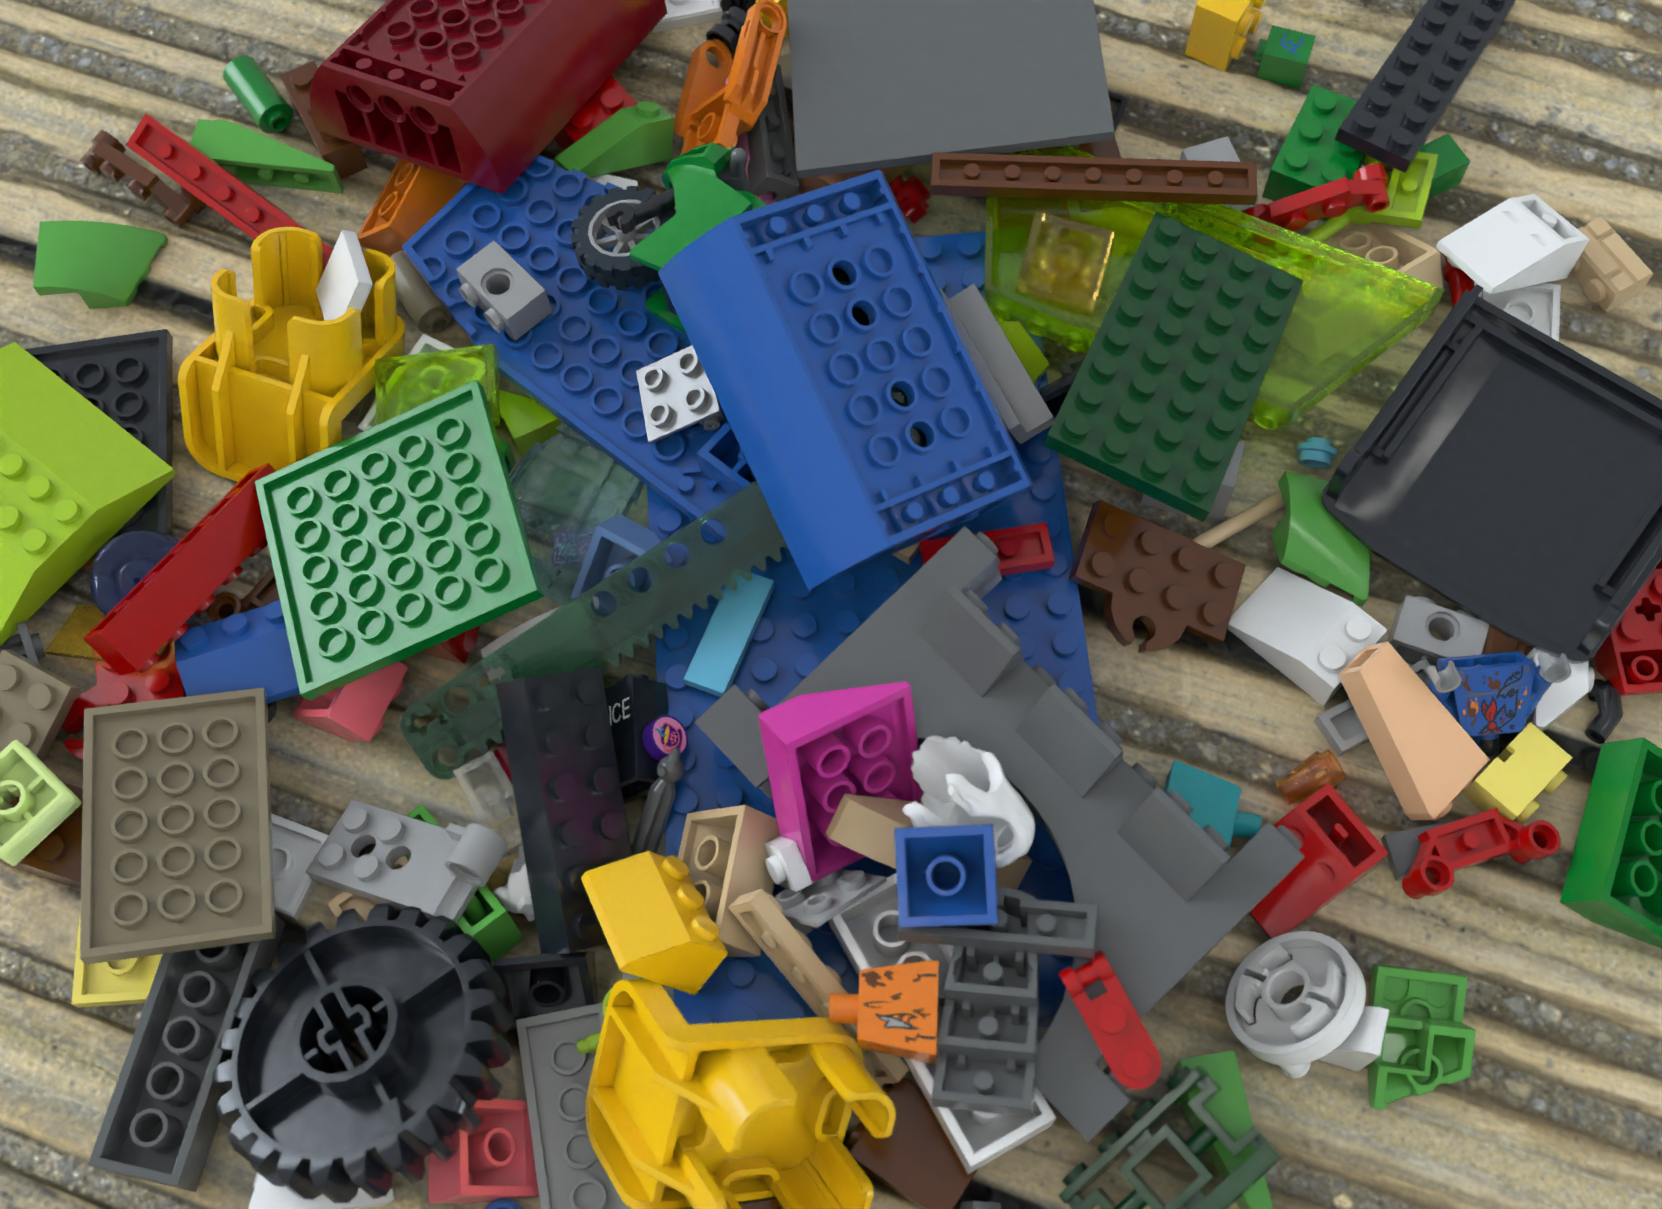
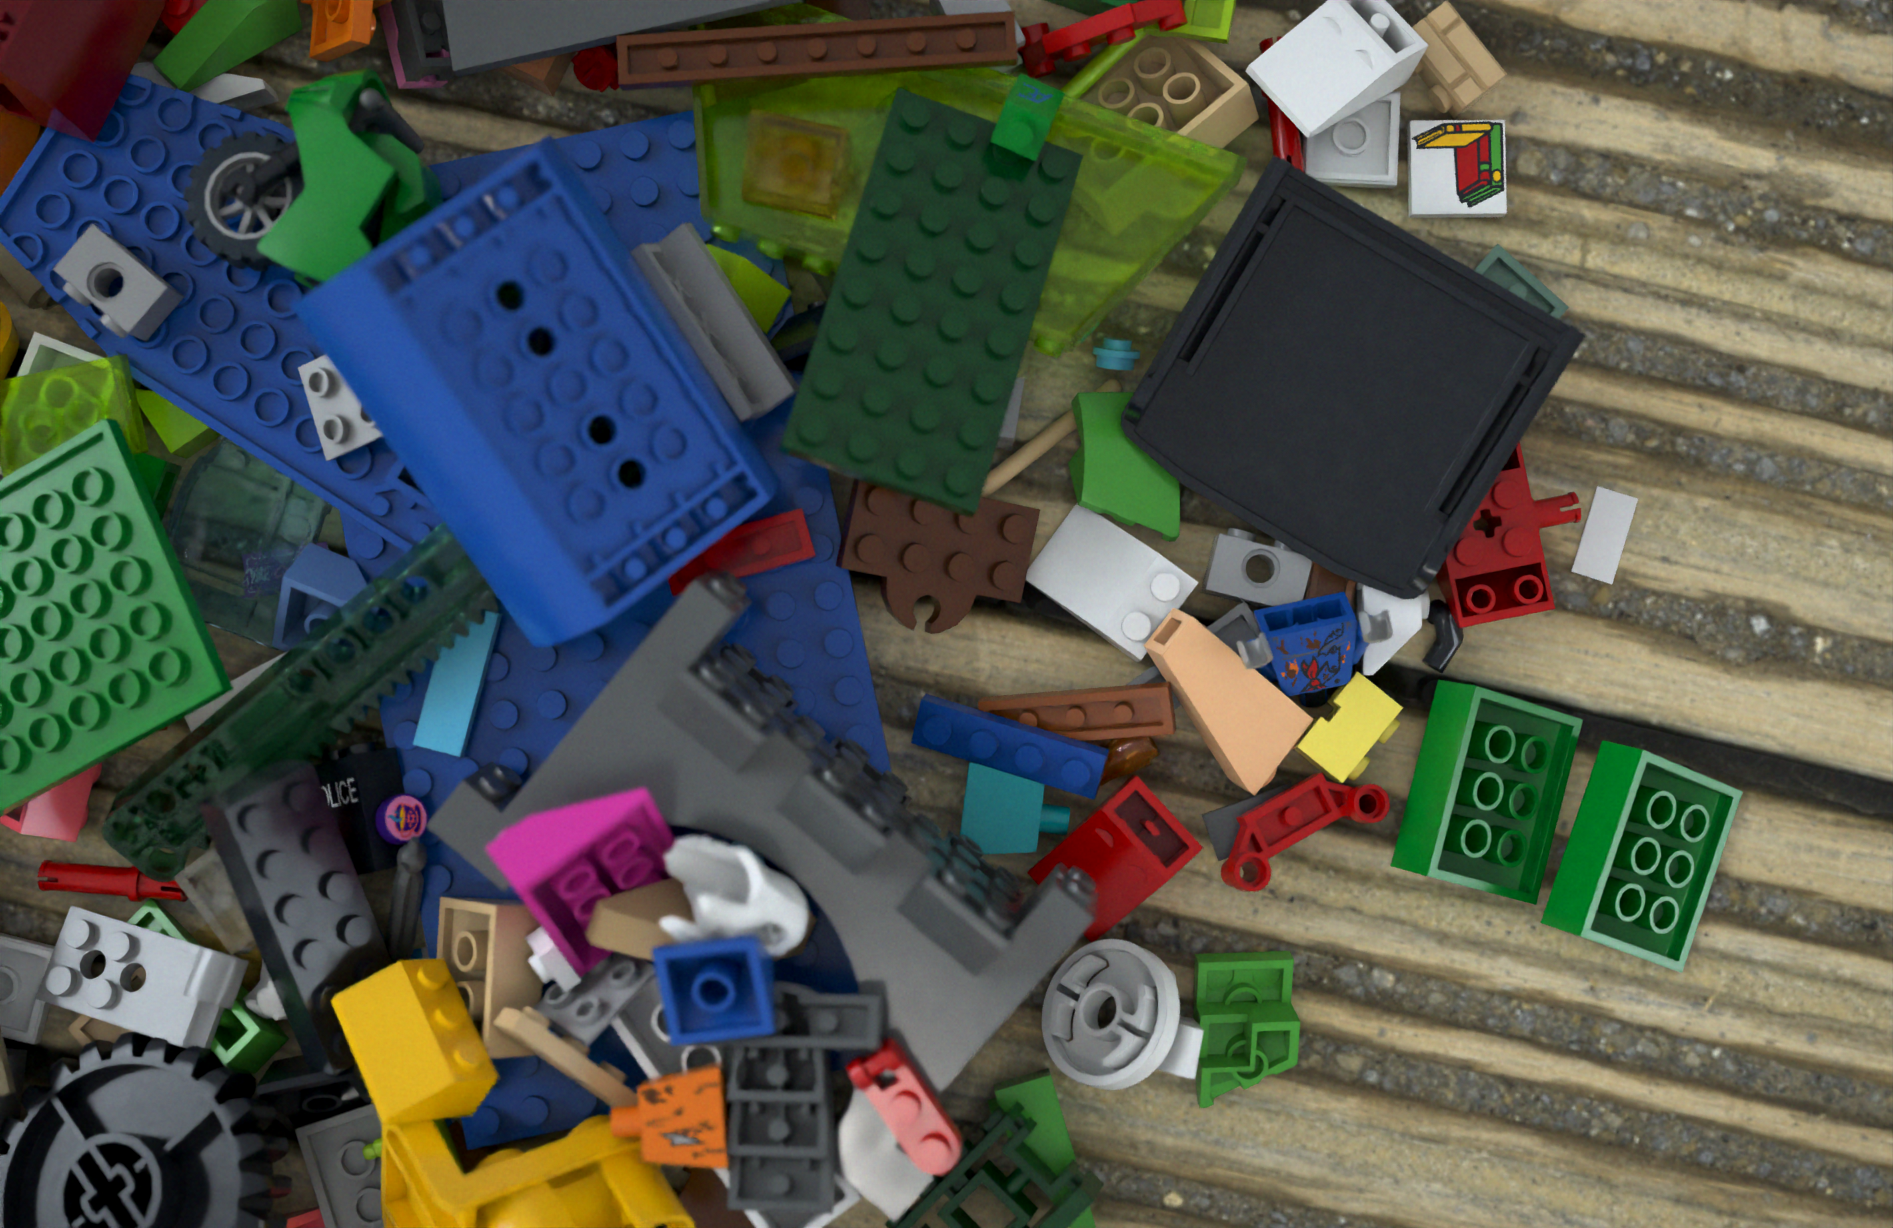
camera: 10 degrees left, 20 degrees up
(412, 786) = (106, 881): none -> red pin
(1220, 756) = (1010, 746): none -> blue plate
(1263, 238) = (1027, 117): none -> green brick
(1273, 732) = (1092, 711): none -> dark orange plate
(1614, 340) = (1456, 168): none -> tile

